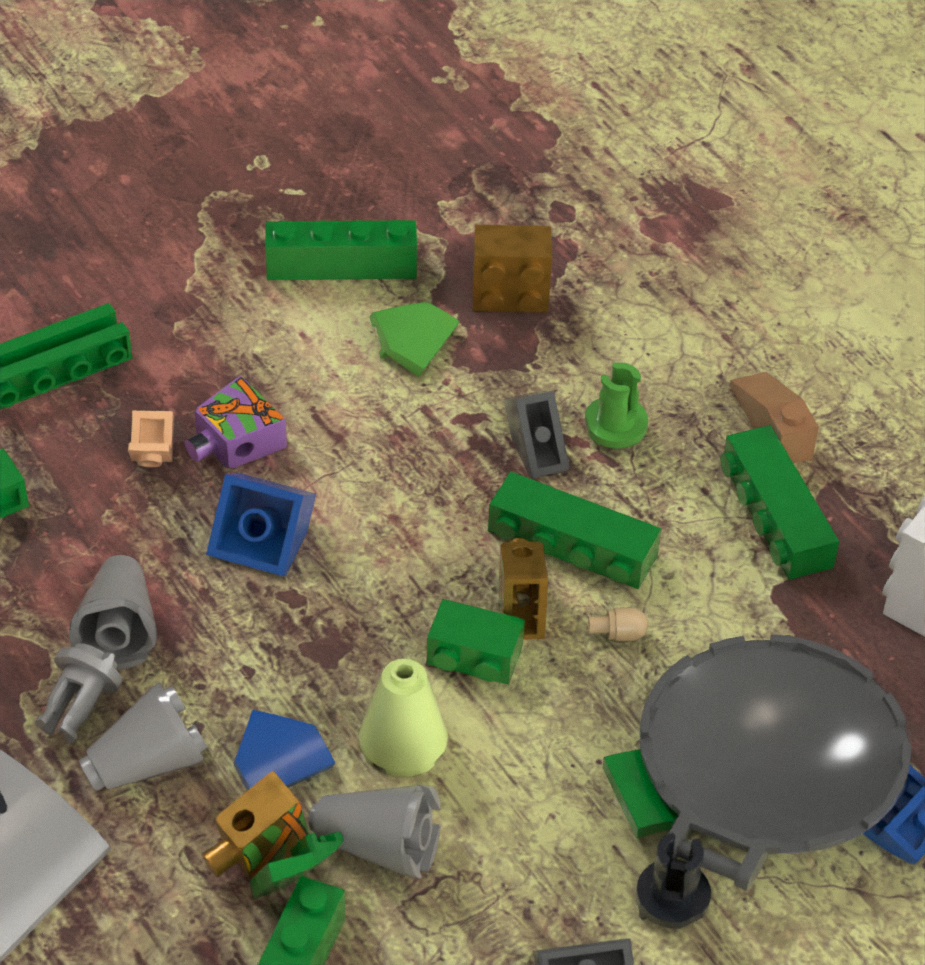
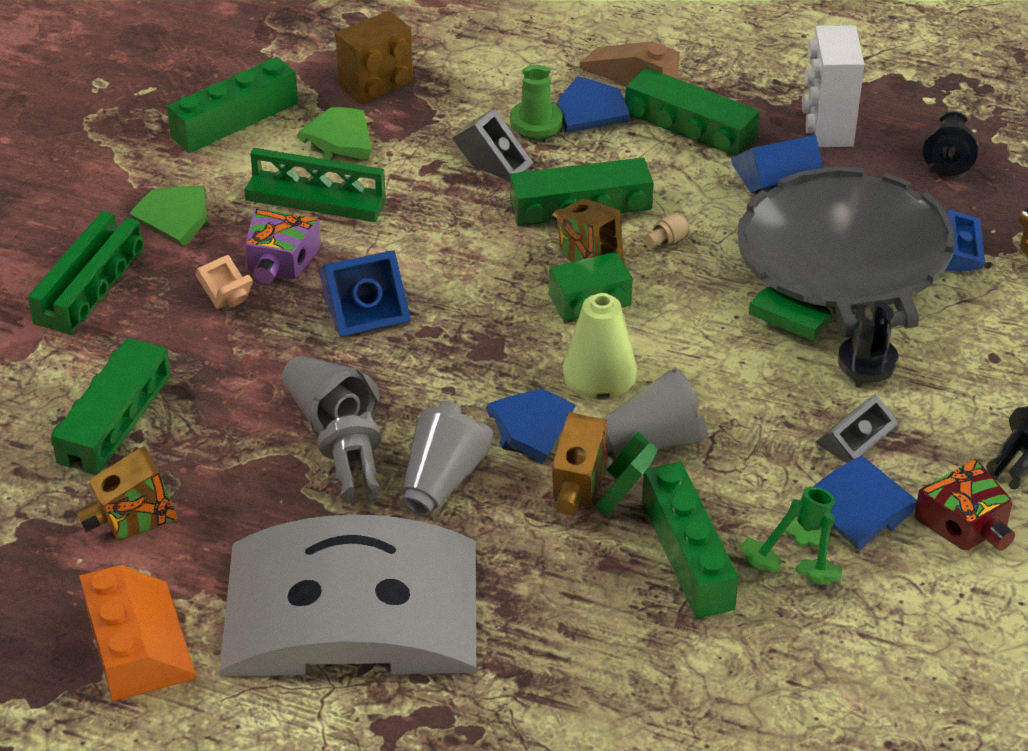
camera: 35 degrees left, 5 degrees down
(185, 337) = (173, 212): none -> bright green slope
(332, 382) = (317, 192): none -> green fence
(686, 435) = (591, 105): none -> blue slope
(805, 613) = (766, 164): none -> blue slope

